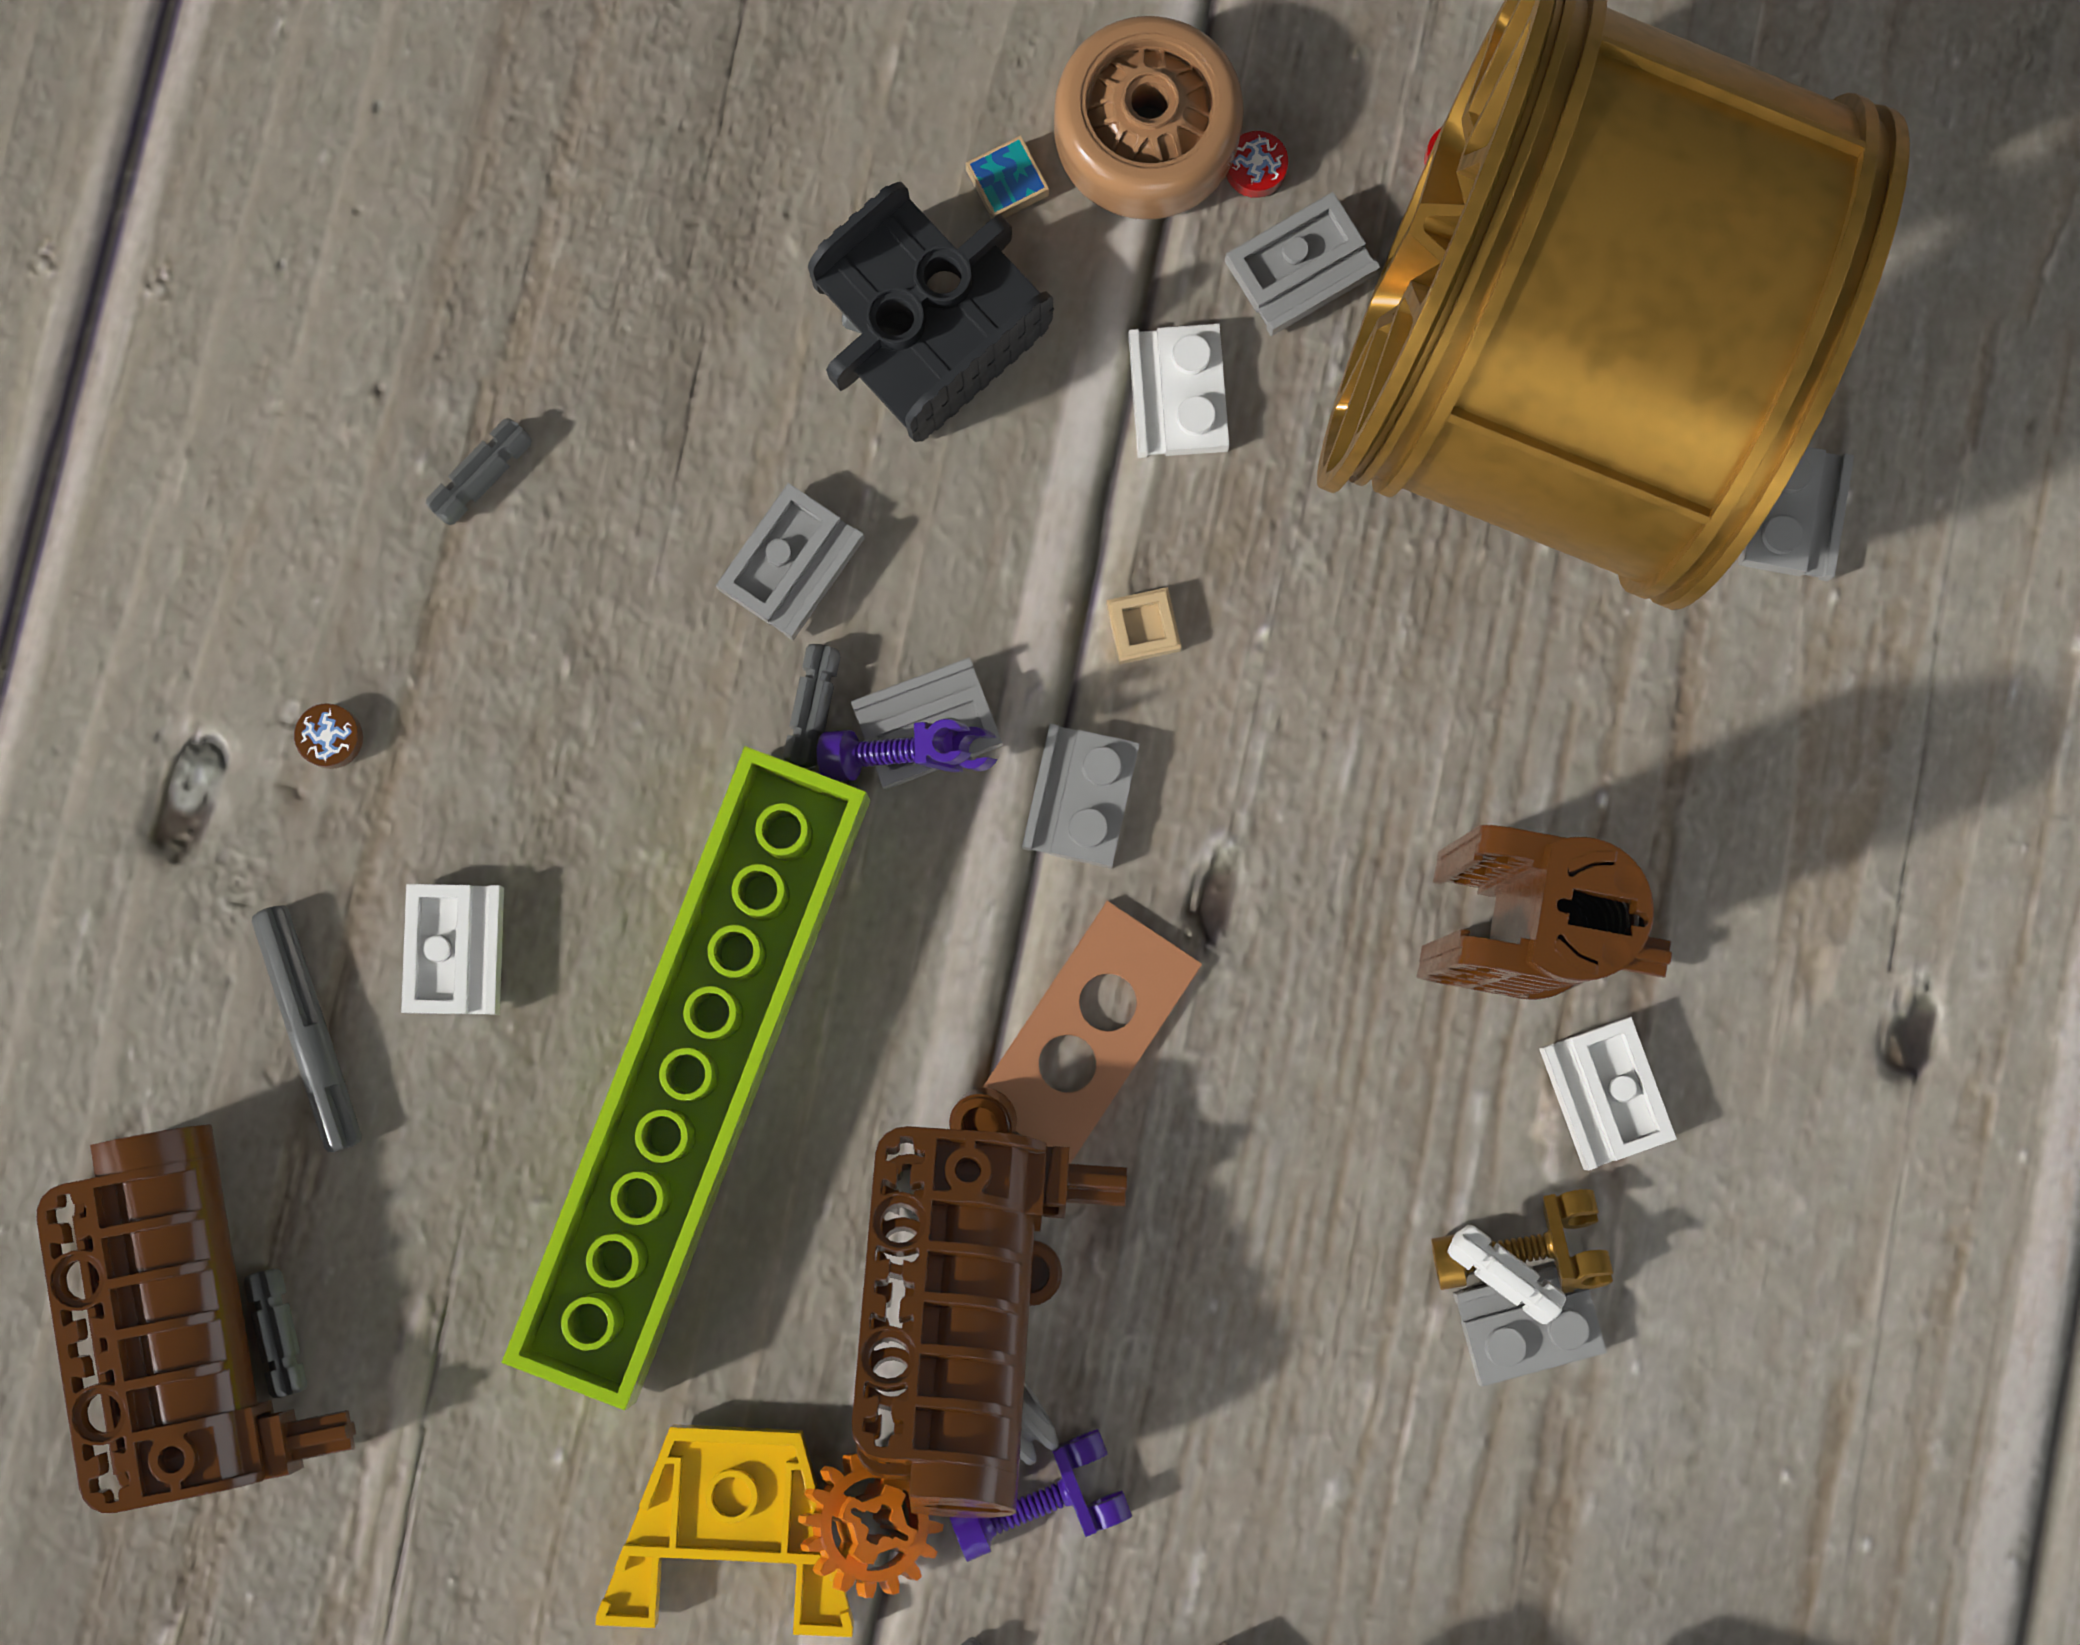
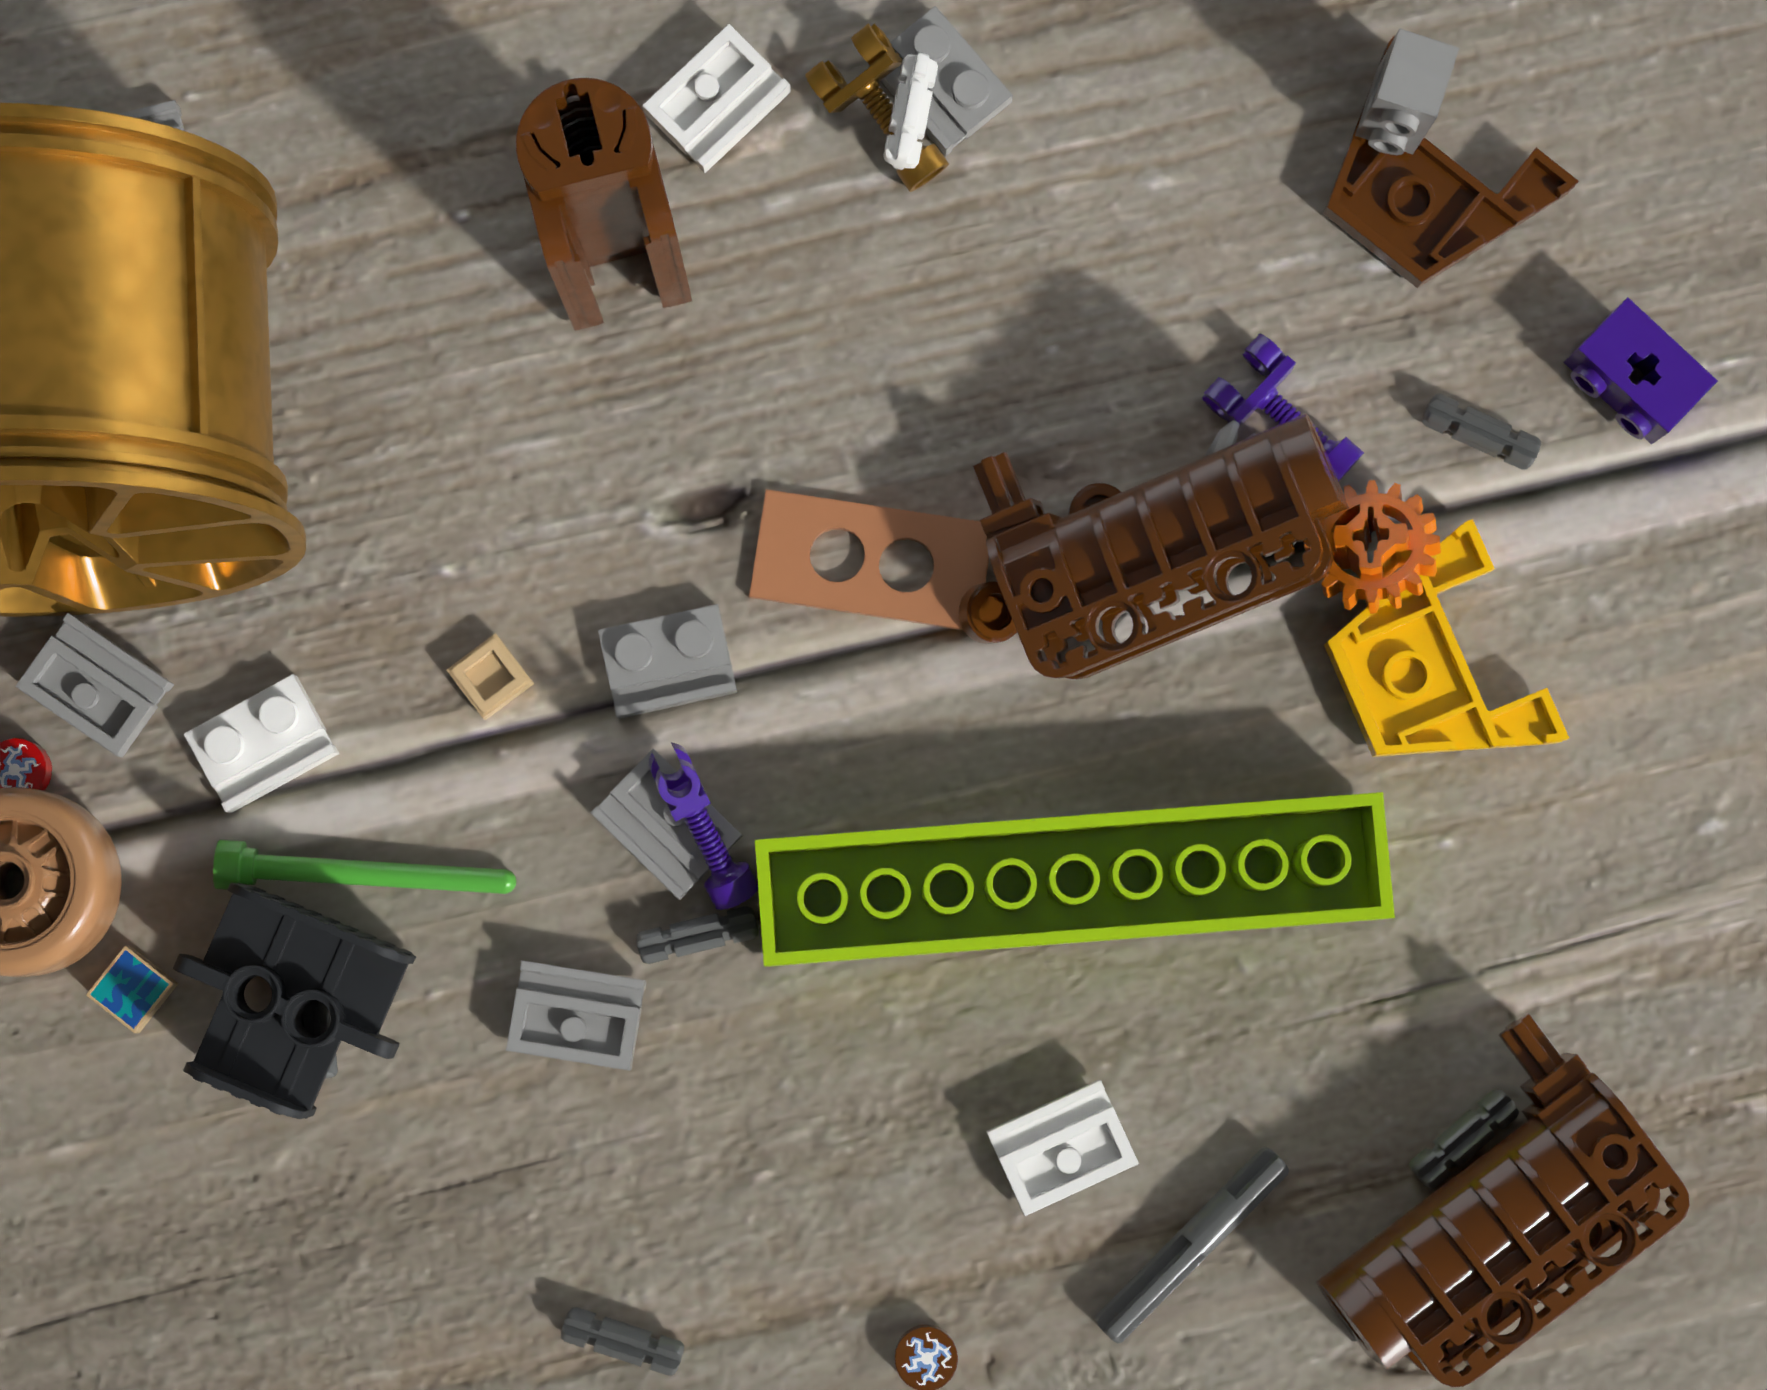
camera: 120 degrees left, 0 degrees up
(1073, 321) = (241, 864): none -> bright green piece

